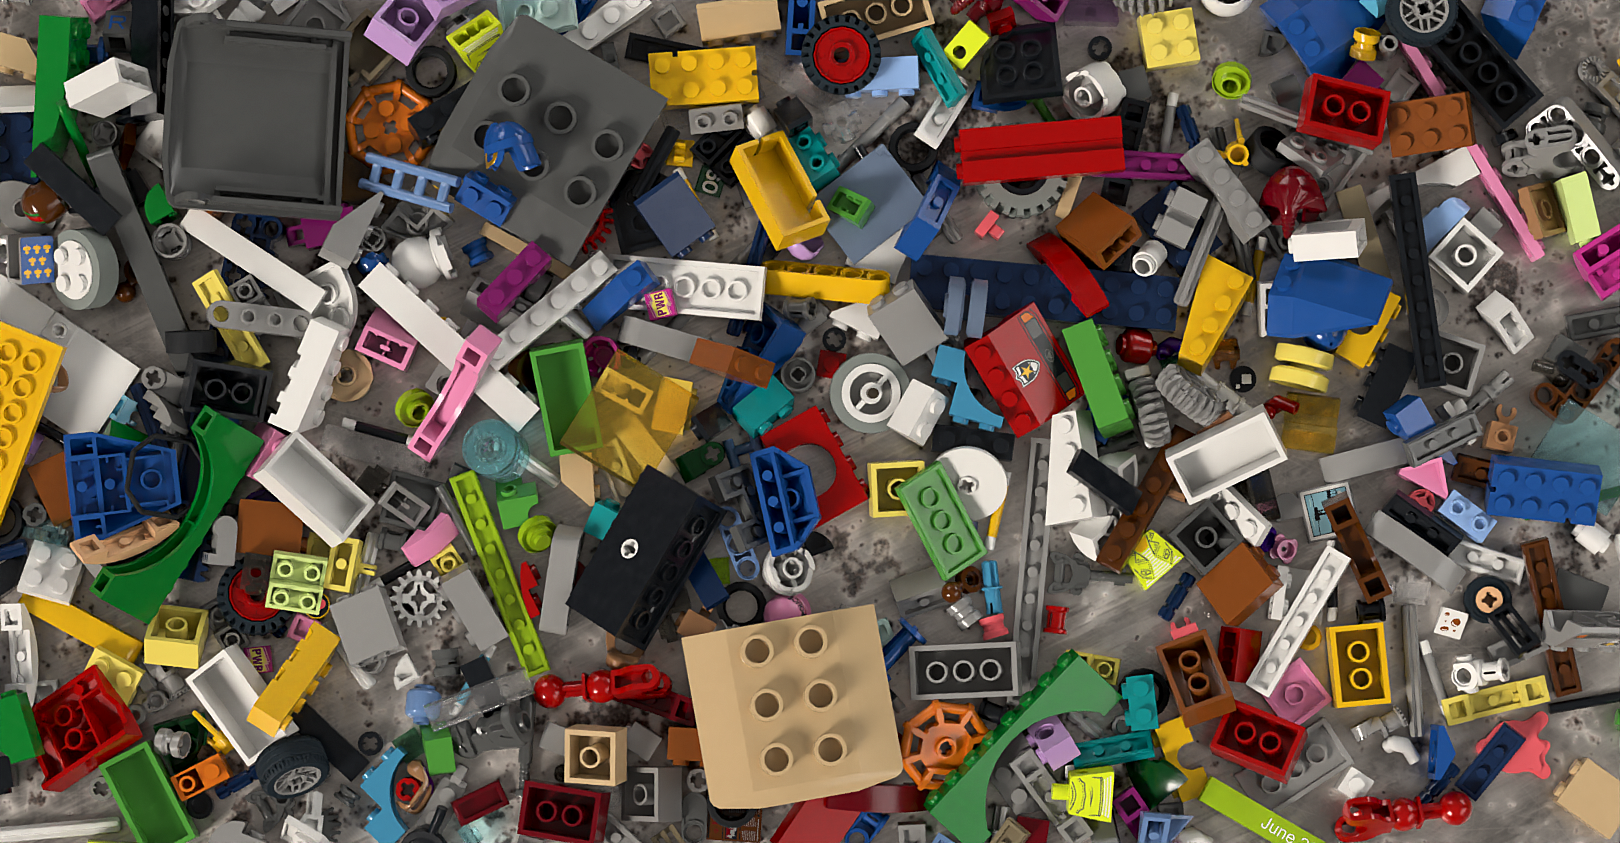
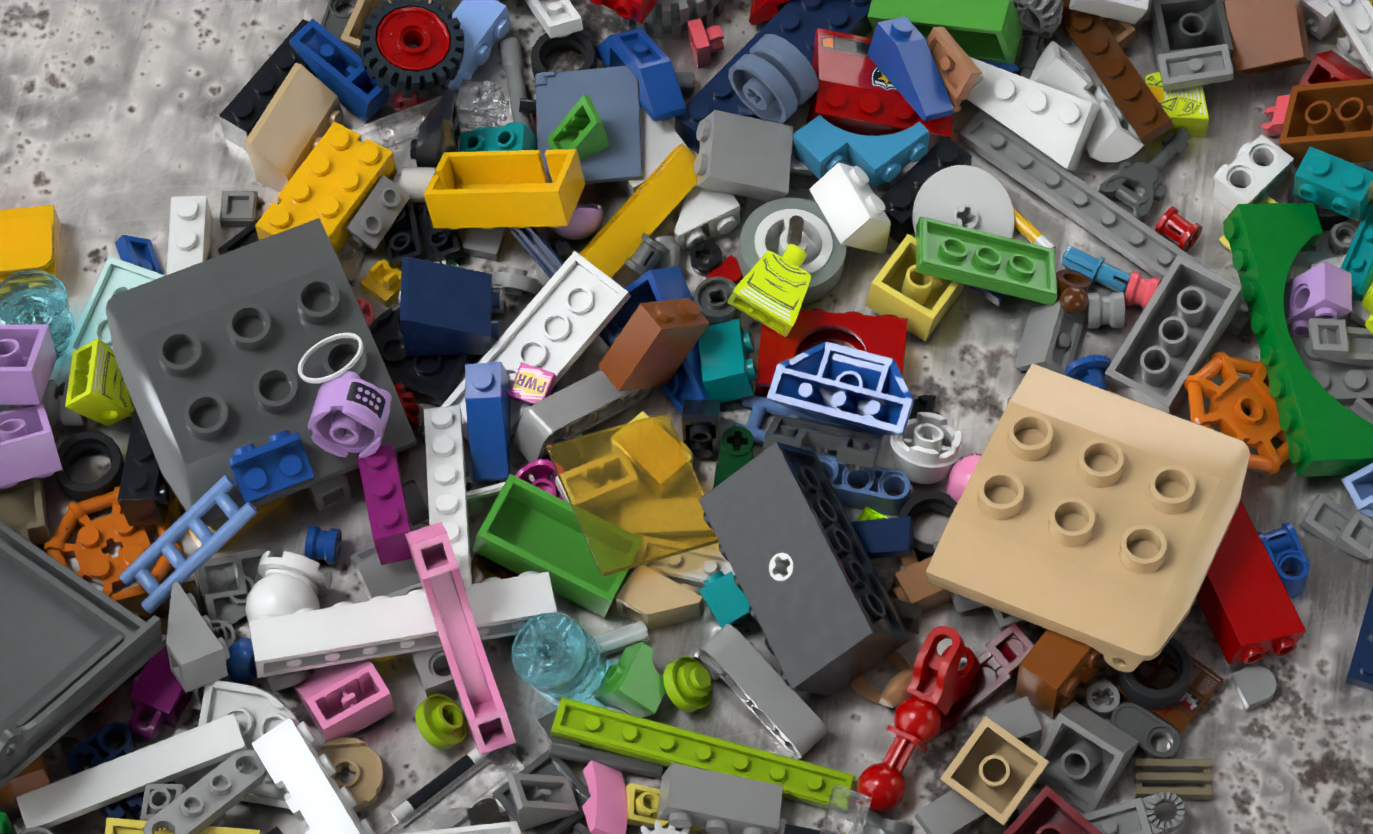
camera: 50 degrees left, 25 degrees down
(510, 138) = (240, 376): blue helmet -> none
(516, 246) = (351, 501): tan beam -> none
(528, 577) = (733, 727): red slope -> none
(541, 226) = (349, 416): none -> lavender brick
(561, 207) = (341, 371): none -> white piece
(656, 161) = (375, 299): black axle -> none
(730, 236) = (515, 282): none -> light grey wheel
(822, 408) = (774, 289): none -> neon yellow torso
(881, 799) = (1257, 511): dark red slope -> none
(991, 711) = (1242, 346): black bush -> none
(1039, 385) = (909, 65): none -> blue slope
(1056, 407) = (954, 66): none -> nougat plate
(1104, 482) = (1062, 73): black tile -> none
(1125, 648) = (1254, 178): none -> white brick
(1172, 560) = (1195, 67): none -> light grey hinge
(1176, 596) = (1236, 108): dark blue axle -> none

